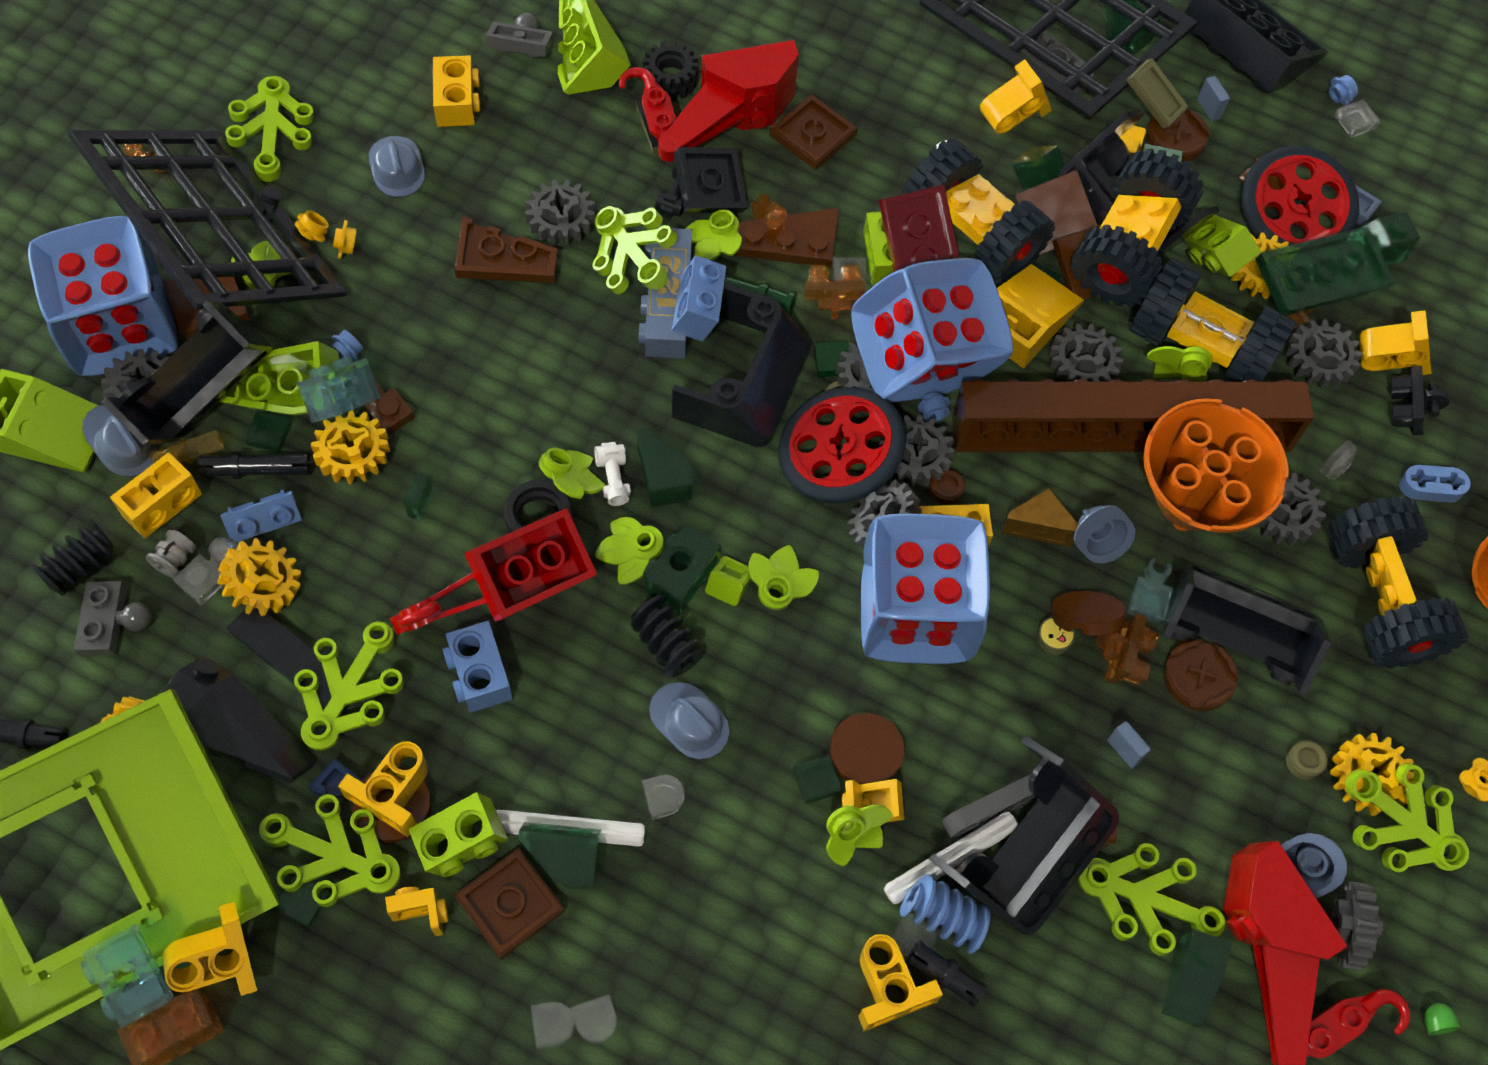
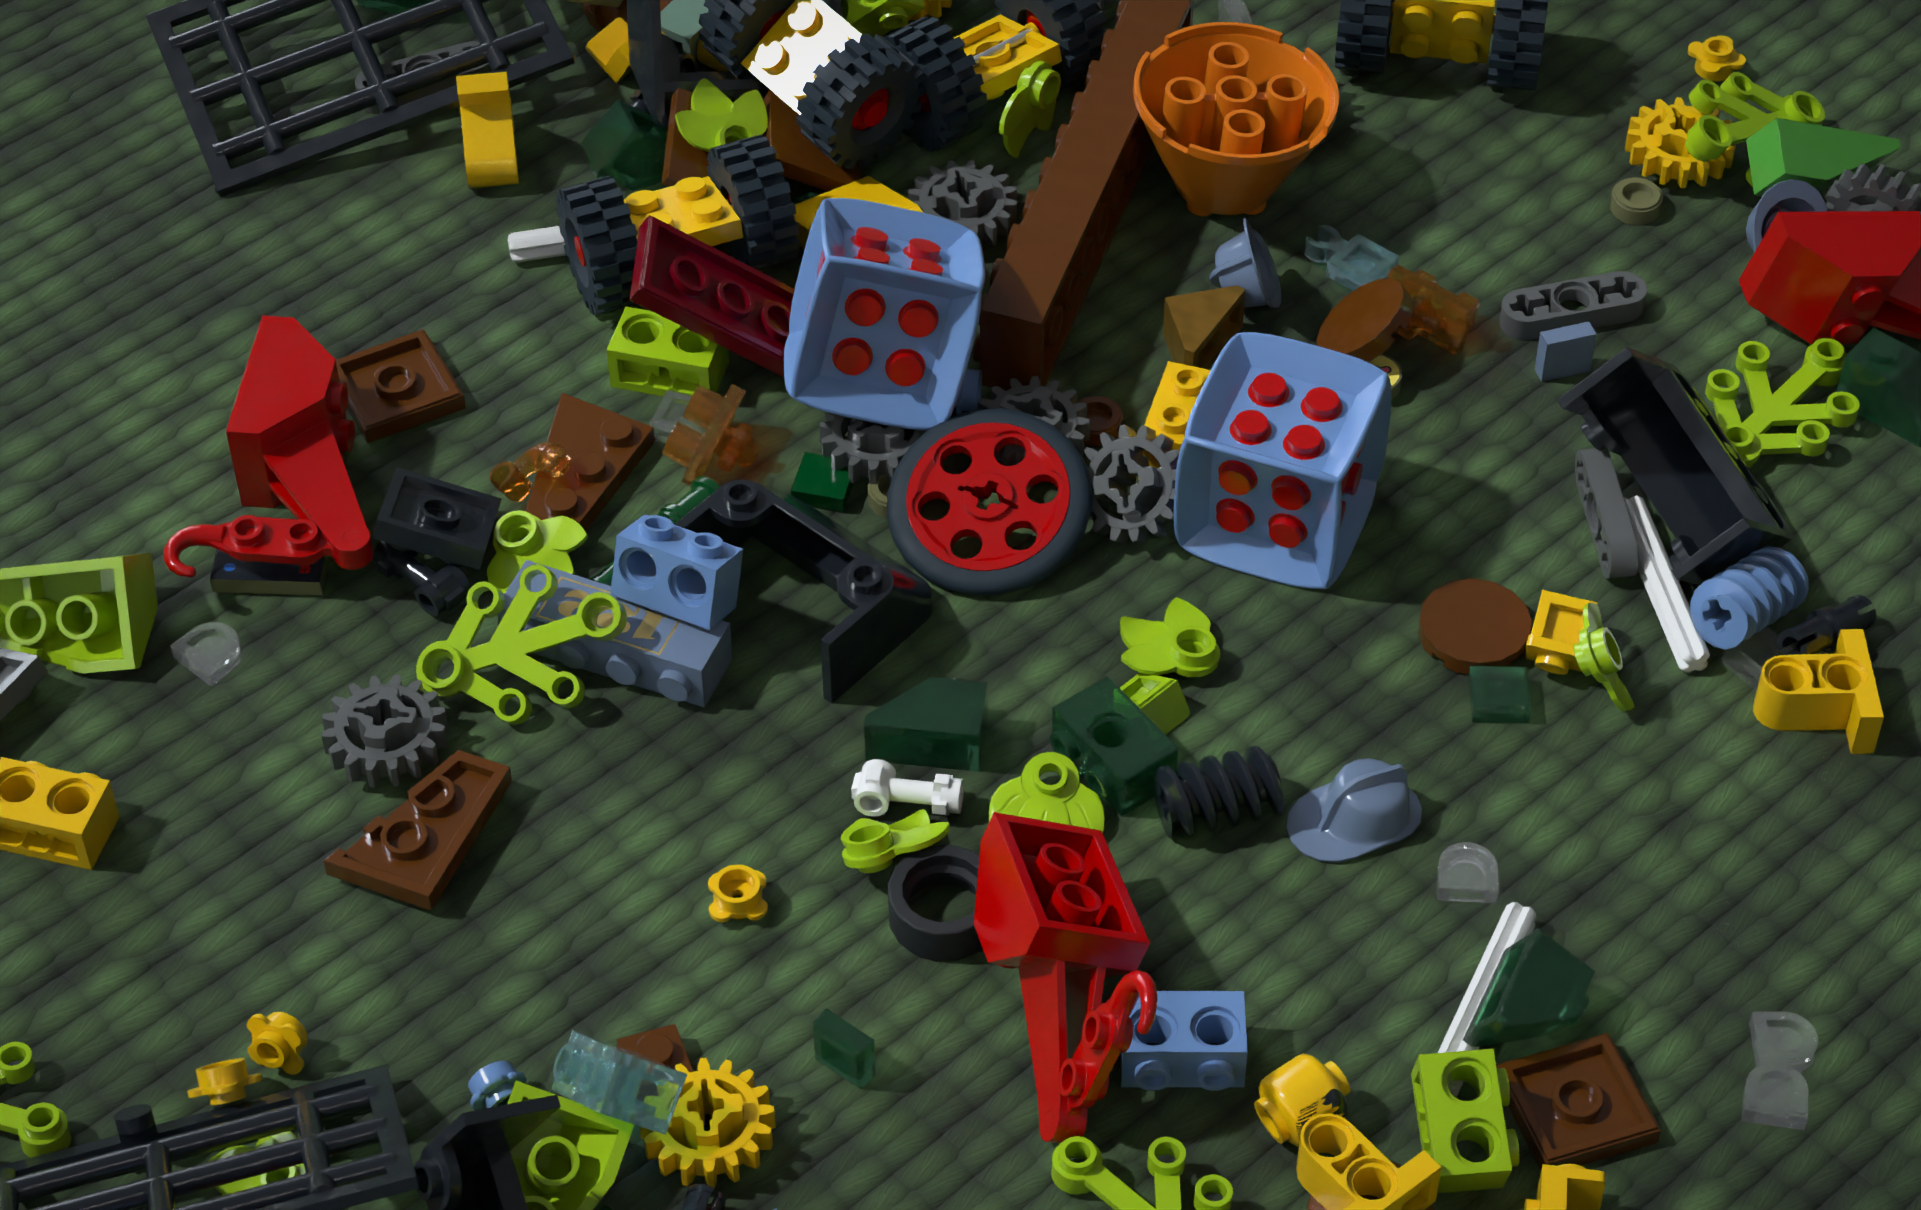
camera: 65 degrees left, 15 degrees down
(396, 166) = (145, 940): sand blue piece -> none
(452, 743) = (1298, 1093): none -> yellow head
(509, 405) = (736, 881): none -> yellow plate
(591, 120) = (208, 651): none -> clear tile
(674, 57) = (167, 498): black tyre -> none
(1071, 202) = (719, 120): none -> lime plate
(1200, 675) = (1484, 258): reddish brown tile -> none
(1207, 755) = (1607, 297): none -> dark grey beam
(1248, 622) = (1450, 171): black windscreen -> none
(1385, 862) = (1811, 153): none -> bright green slope

